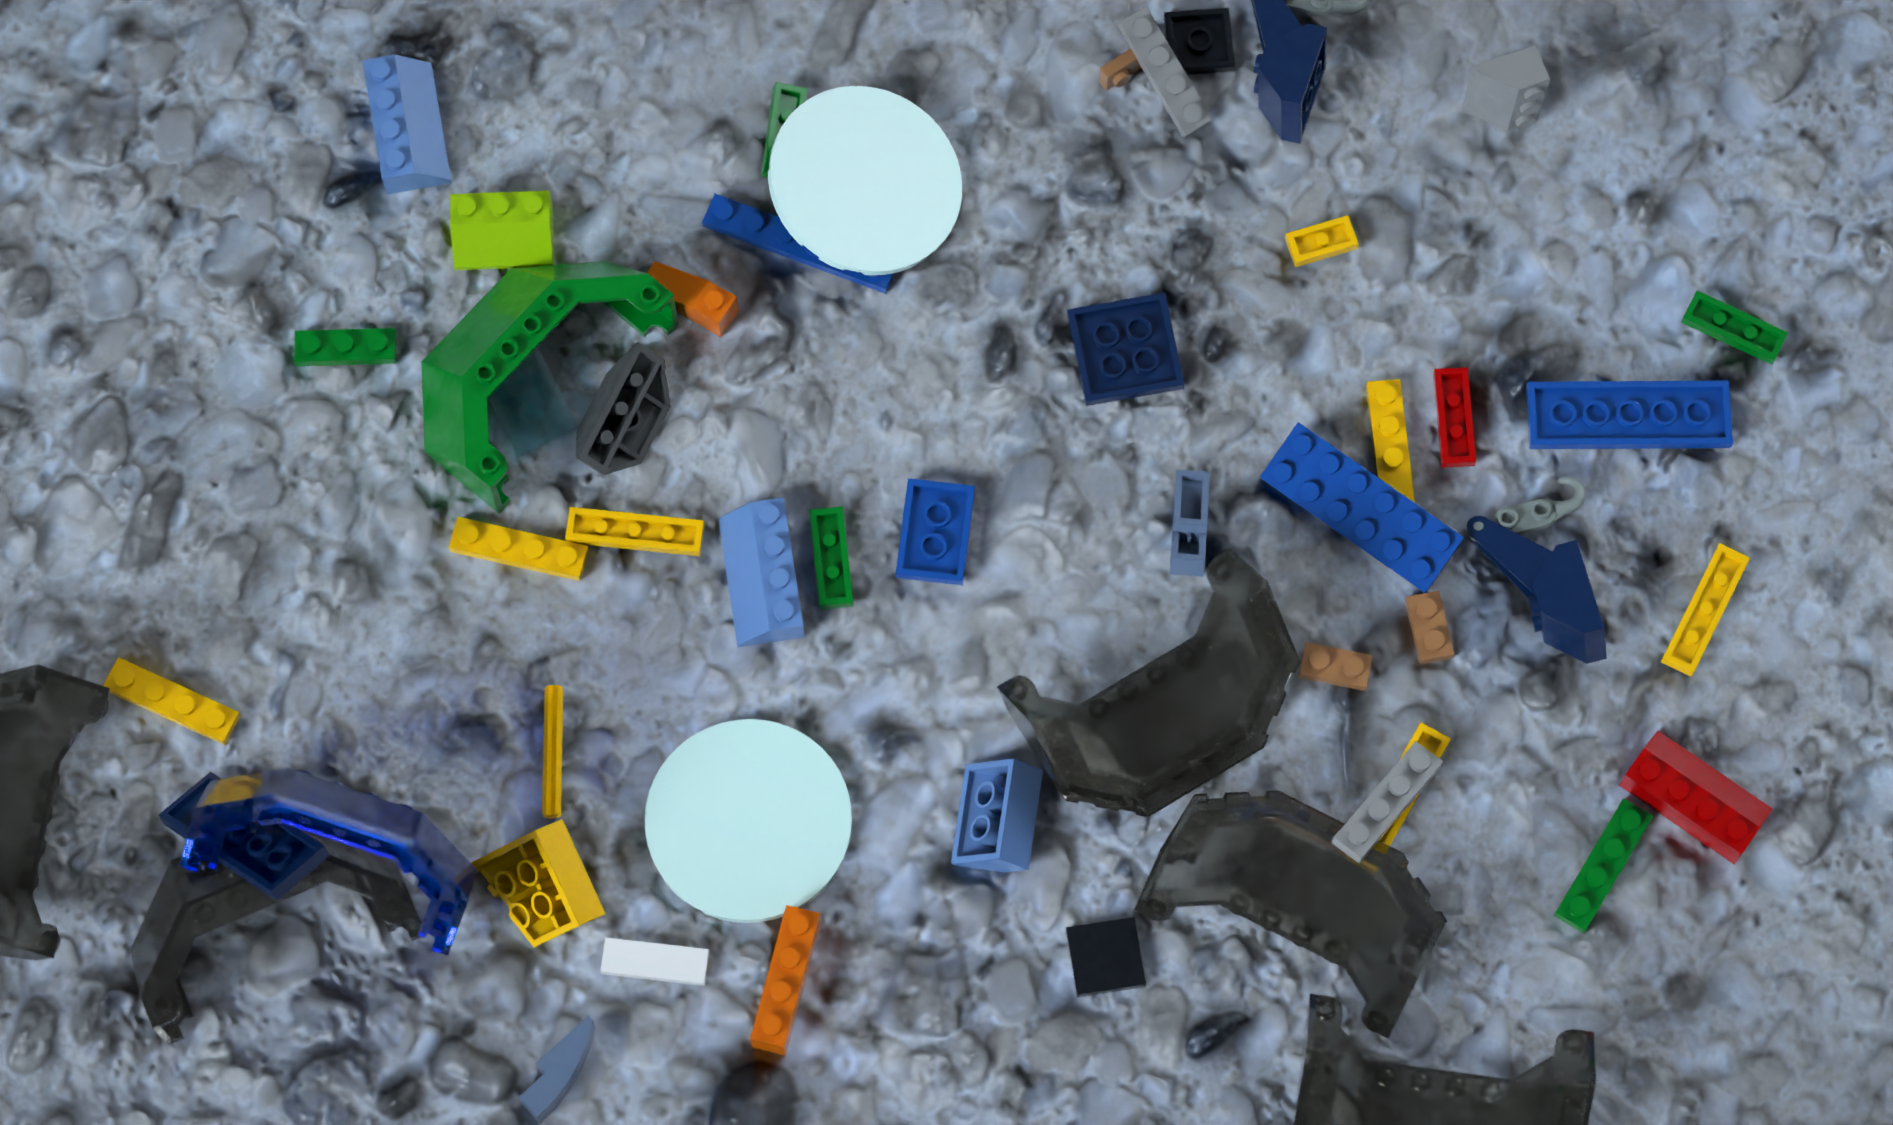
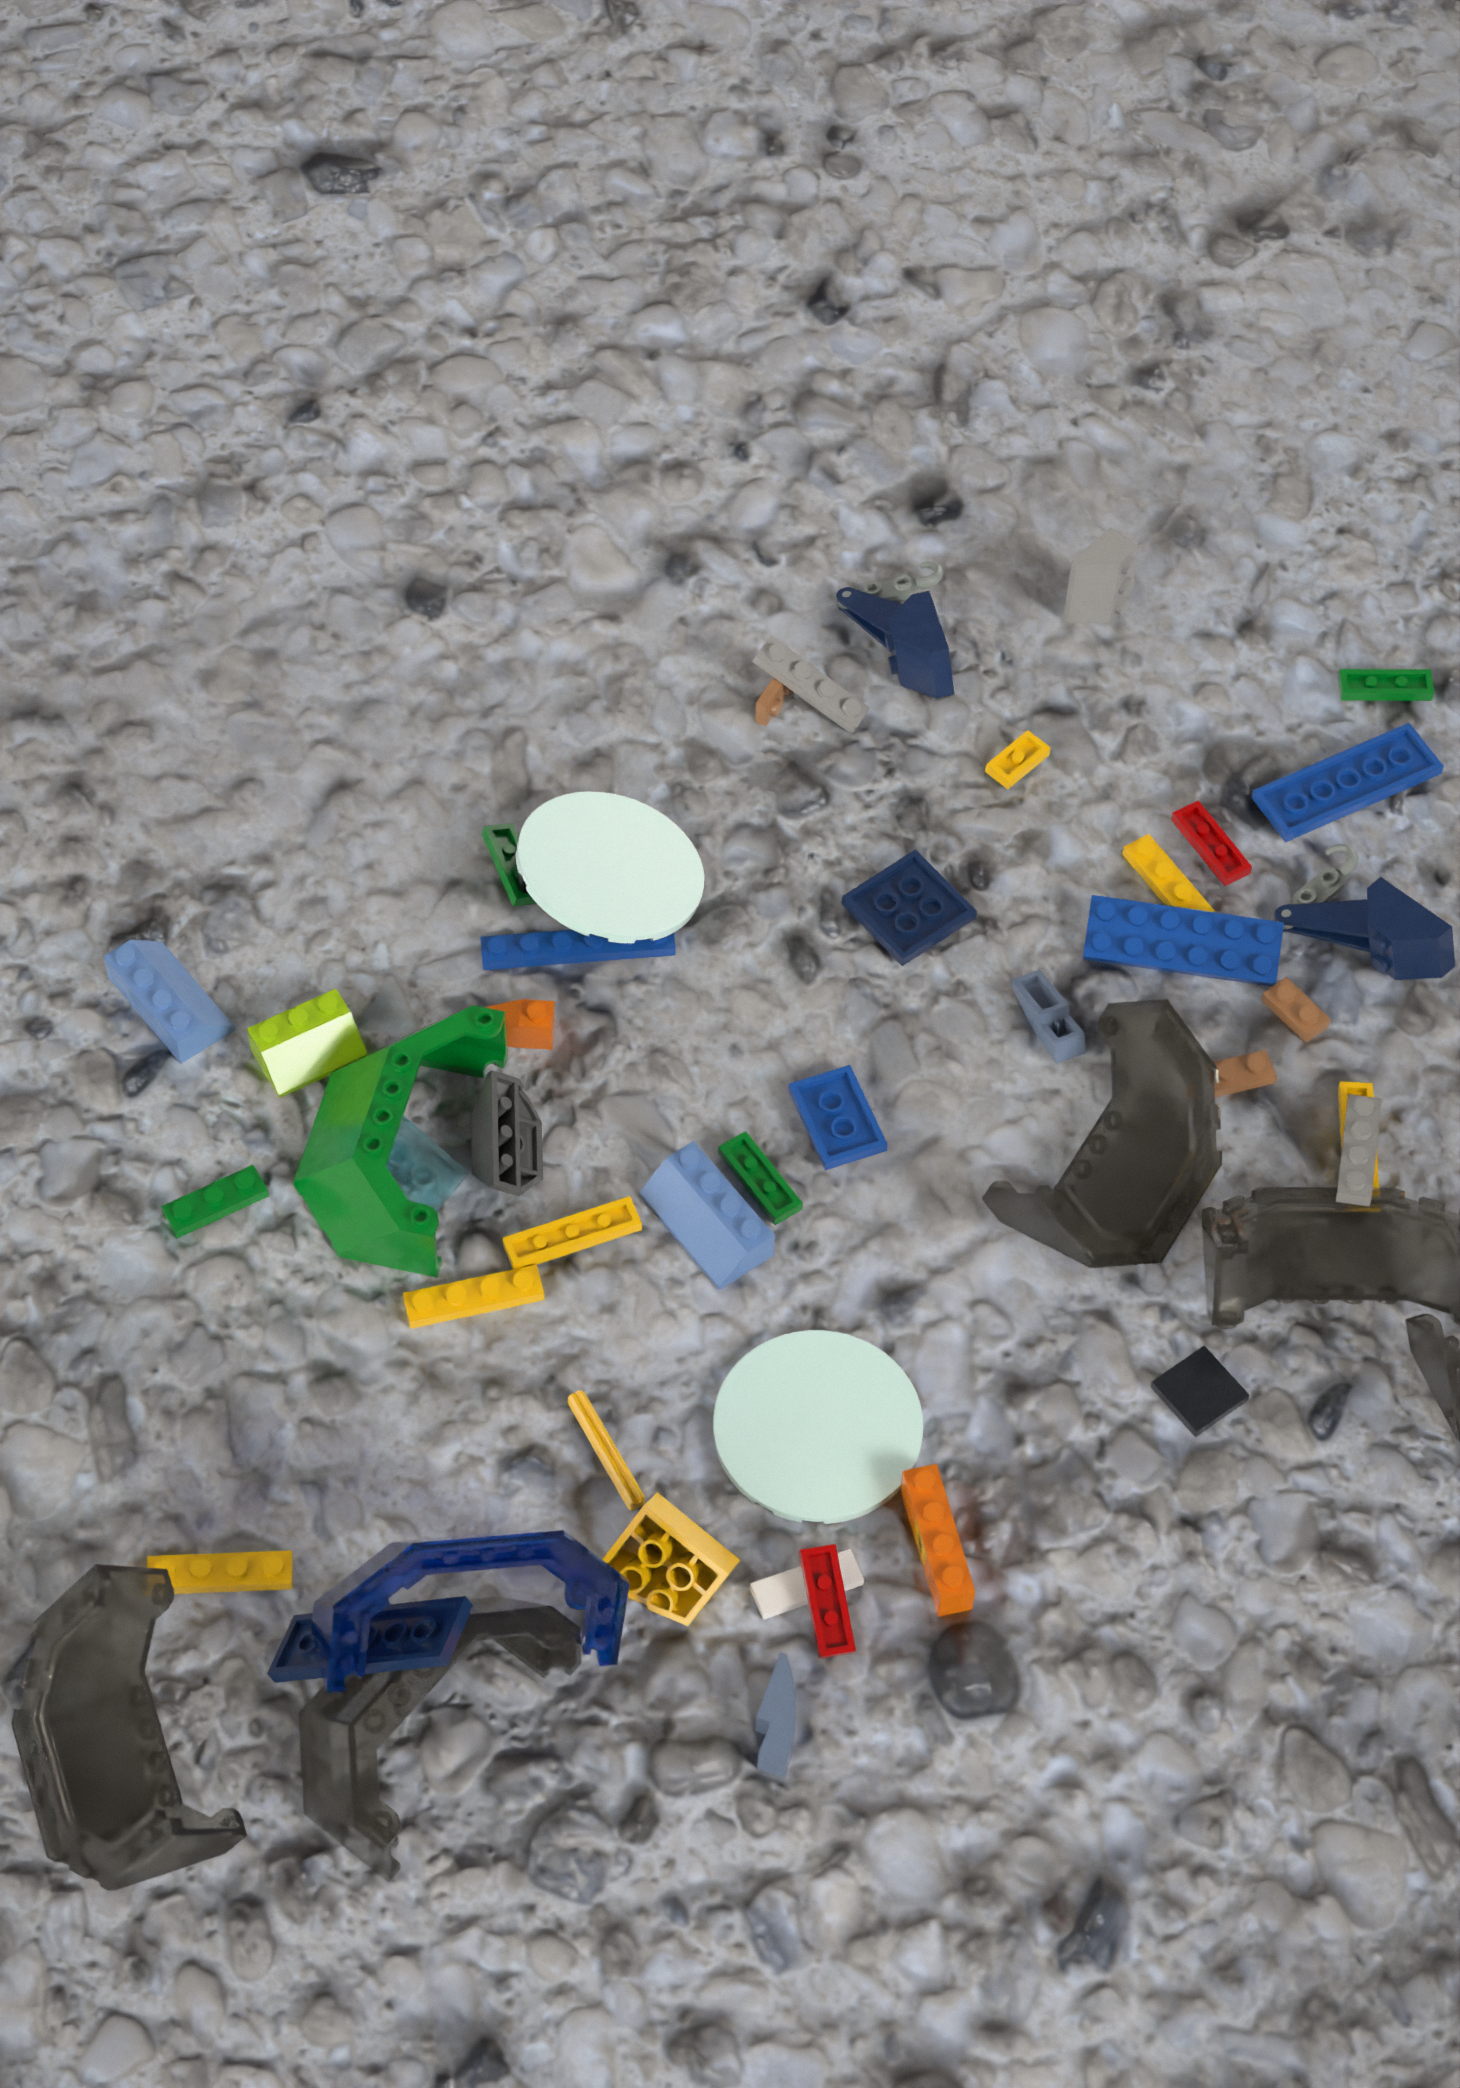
camera: 30 degrees left, 15 degrees down
(657, 988) = (827, 1601): none -> red plate
(997, 816) = (1035, 1318): medium blue slope -> none
(1201, 40) = (827, 652): black tile -> none

